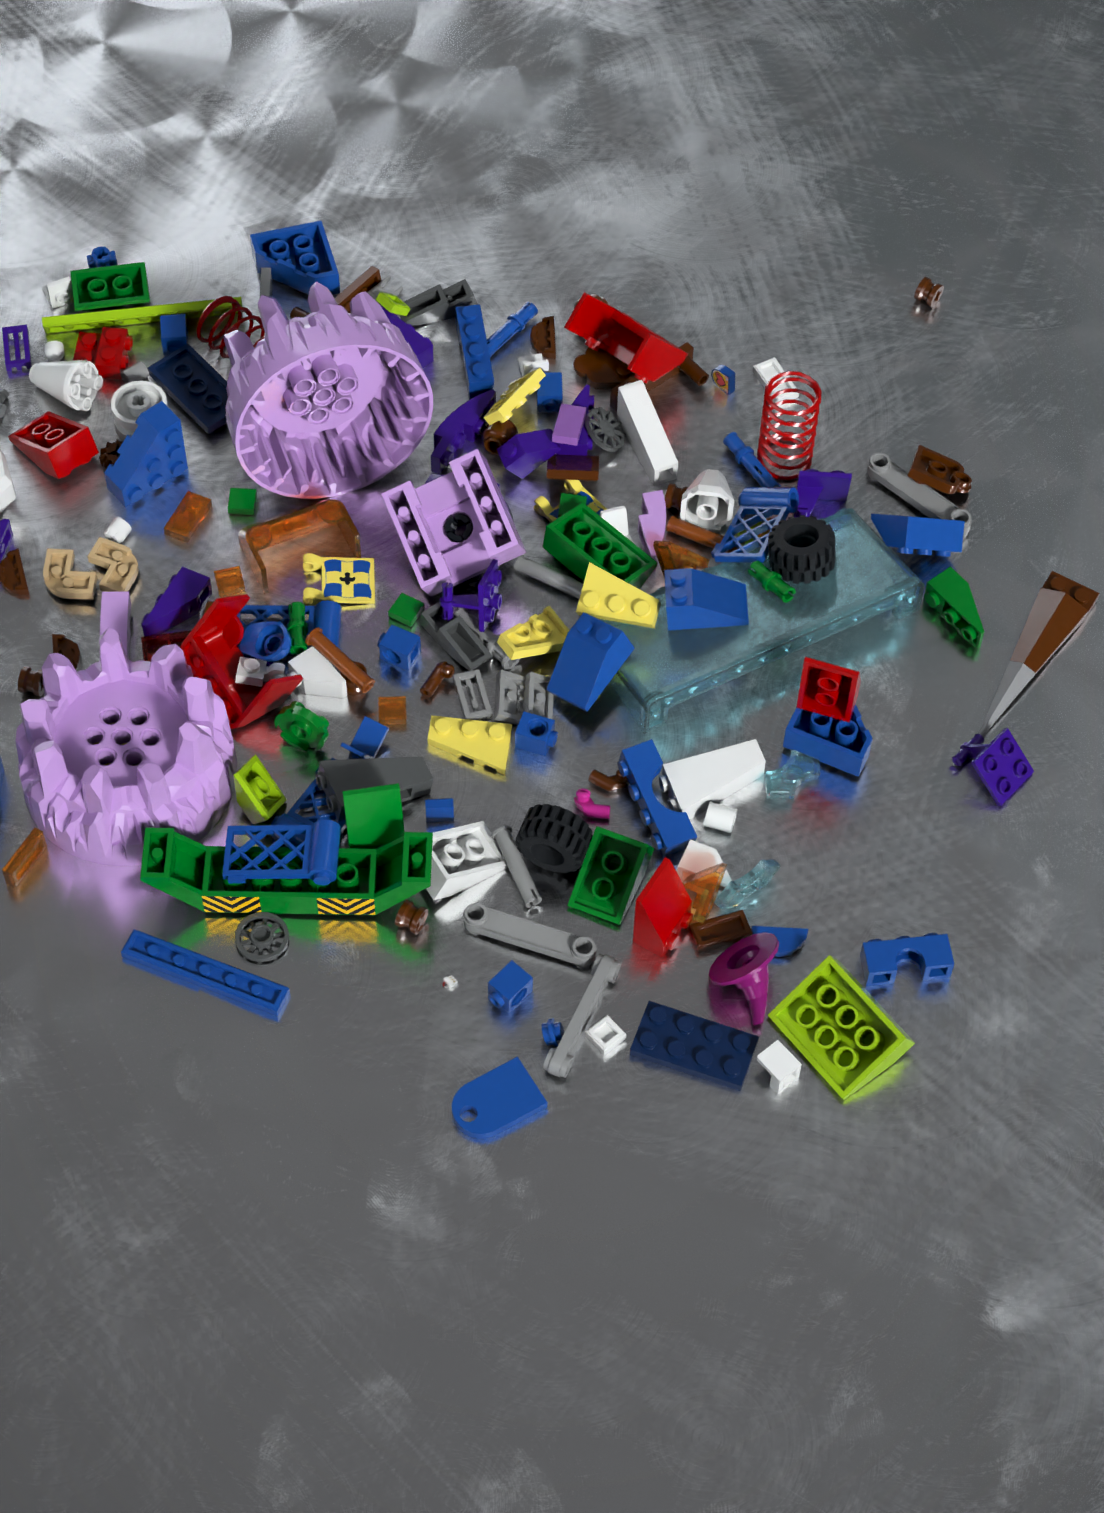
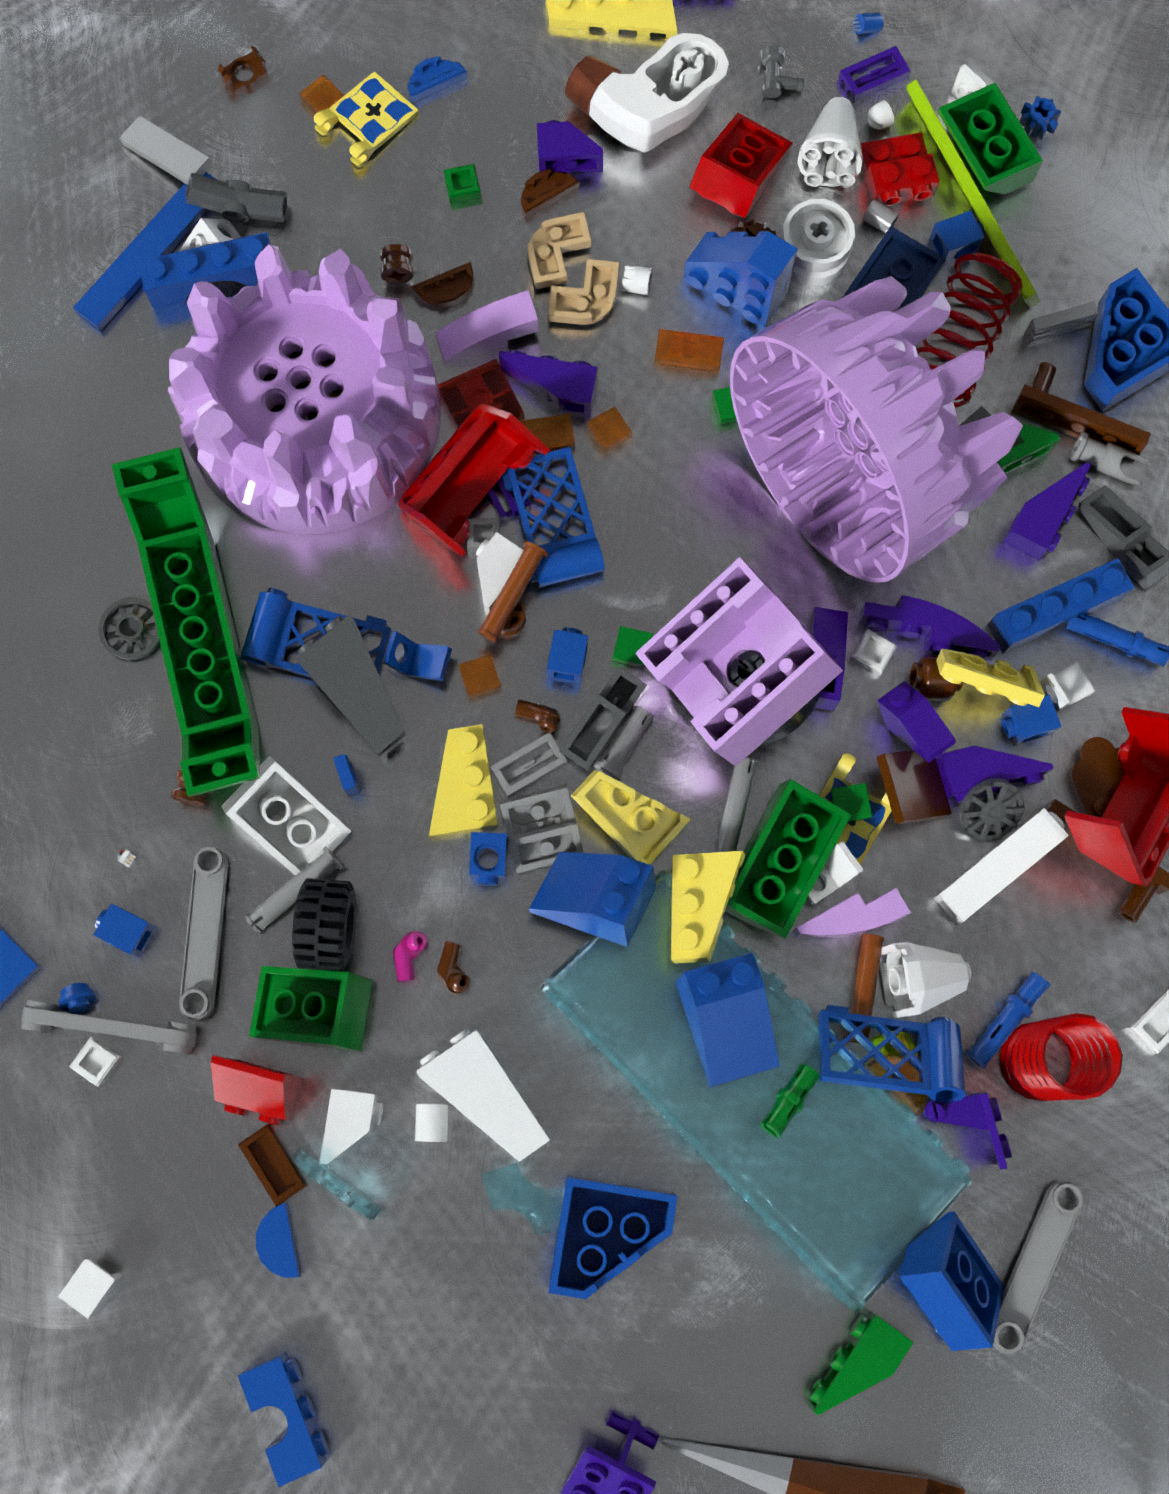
camera: 75 degrees right, 20 degrees up
(24, 857) = (155, 338): clear orange tile -> none
(205, 972) = (70, 583): blue tile -> none
(255, 671) = (474, 499): white plate -> none
(257, 791) = (304, 558): lime slope -> none
(266, 641) = (511, 498): blue piece -> none
(292, 525) = (736, 499): clear orange windscreen -> none
(297, 627) = (550, 527): green pin -> none
(302, 727) = (407, 572): green plate -> none
(319, 856) = (208, 654): blue piece -> none
(342, 580) = (654, 561): light yellow flag -> none
(373, 816) = (284, 707): green slope -> none
(393, 304) = (1097, 479): lime tile -> none
(486, 600) = (647, 735): dark purple plate -> none
(543, 337) = (1126, 687): reddish brown tile -> none
(569, 424) = (968, 761): medium lavender tile -> none
(669, 828) = (393, 1064): blue arch -> none
(674, 496) = (915, 931): reddish brown wheel -> none
(676, 557) = (806, 961): clear orange slope -> none
(694, 1045) = (105, 1174): dark blue plate -> none
(706, 885) = (306, 1129): clear orange slope -> none
(724, 378) = (1141, 945): tile -> none
(747, 967) = (213, 1211): magenta piece -> none
(802, 549) = (879, 1122): black tyre -> none
(828, 689) = (627, 1226): red slope -> none
(840, 1028) = (165, 1357): lime slope -> none
(939, 472) = (1081, 1286): reddish brown plate -> none

